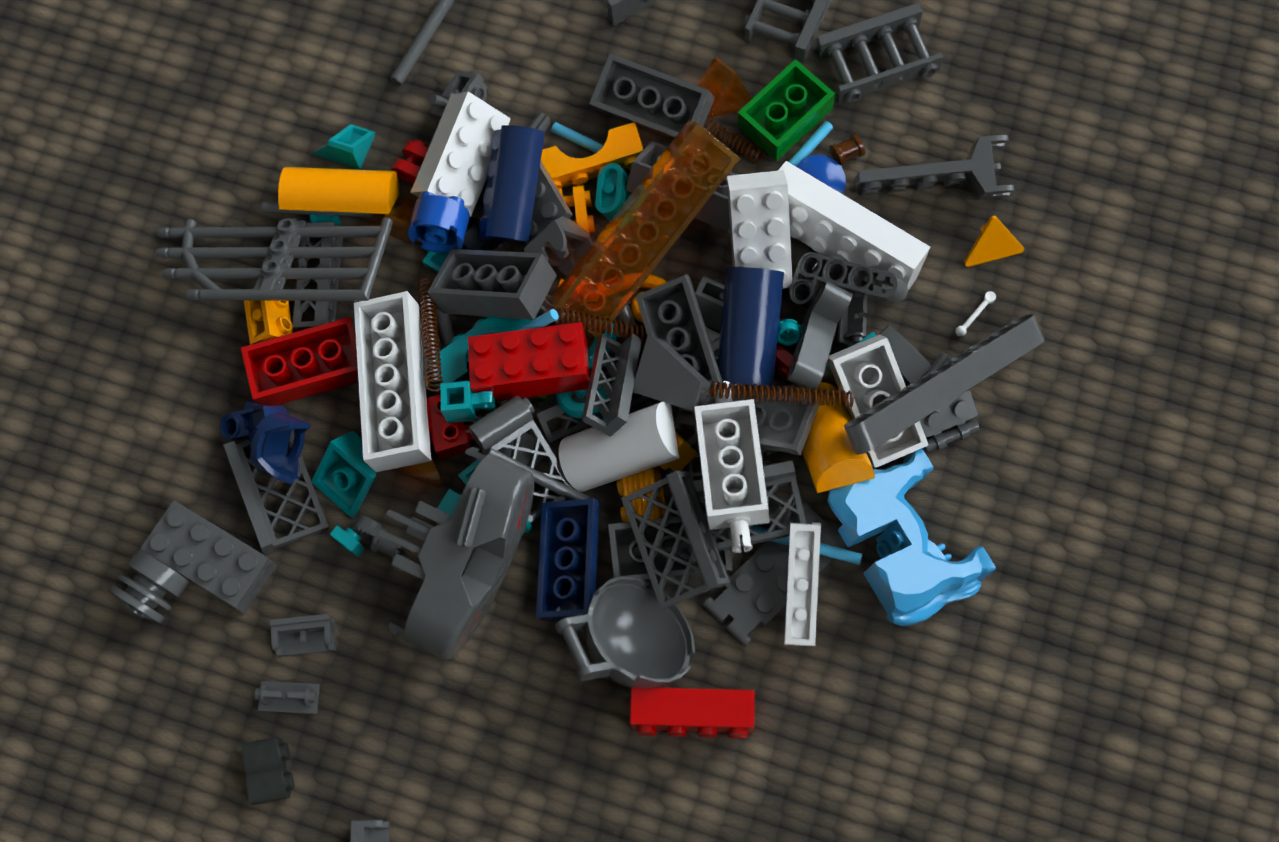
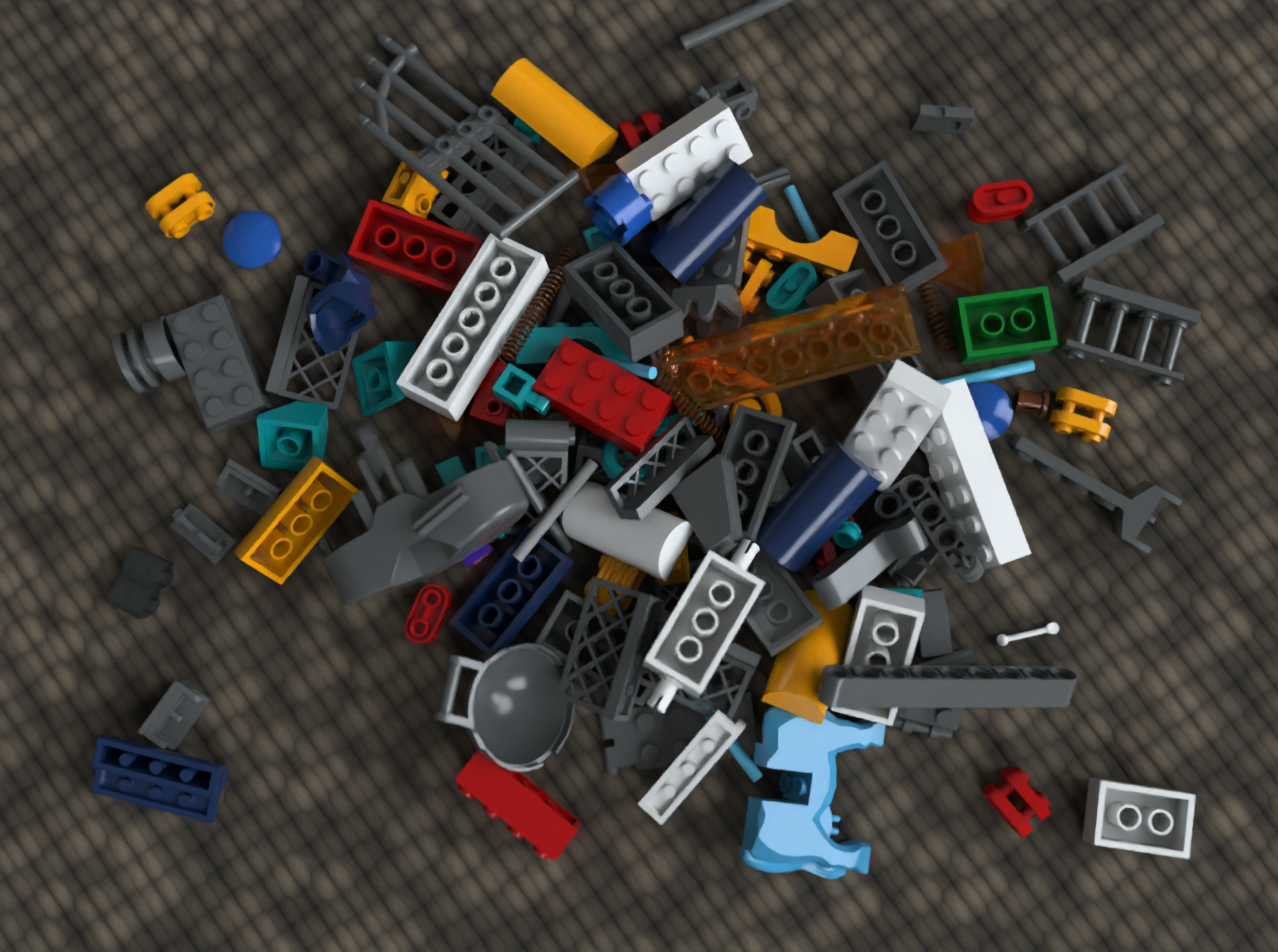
camera: 30 degrees right, 10 degrees up
(90, 461) = (180, 206): none -> light orange brick
(165, 448) = (252, 239): none -> blue dish
(309, 570) = (292, 435): none -> teal slope
(348, 146) = (597, 75): teal slope -> none
(348, 539) = (344, 435): teal plate -> none
(358, 629) = (296, 520): none -> light orange brick
(515, 624) = (428, 614): none -> red brick
(521, 554) = (478, 556): none -> dark purple tile
(555, 473) = (555, 510): none -> light grey bar
(715, 28) = (998, 201): none -> red brick
(780, 391) = (794, 592): reddish brown piece -> none
(891, 132) = (1092, 428): none -> light orange brick
(993, 244) = (1093, 584): light orange piece -> none
(1075, 428) = (1034, 802): none -> red brick
(1157, 381) = (1139, 818): none -> white brick

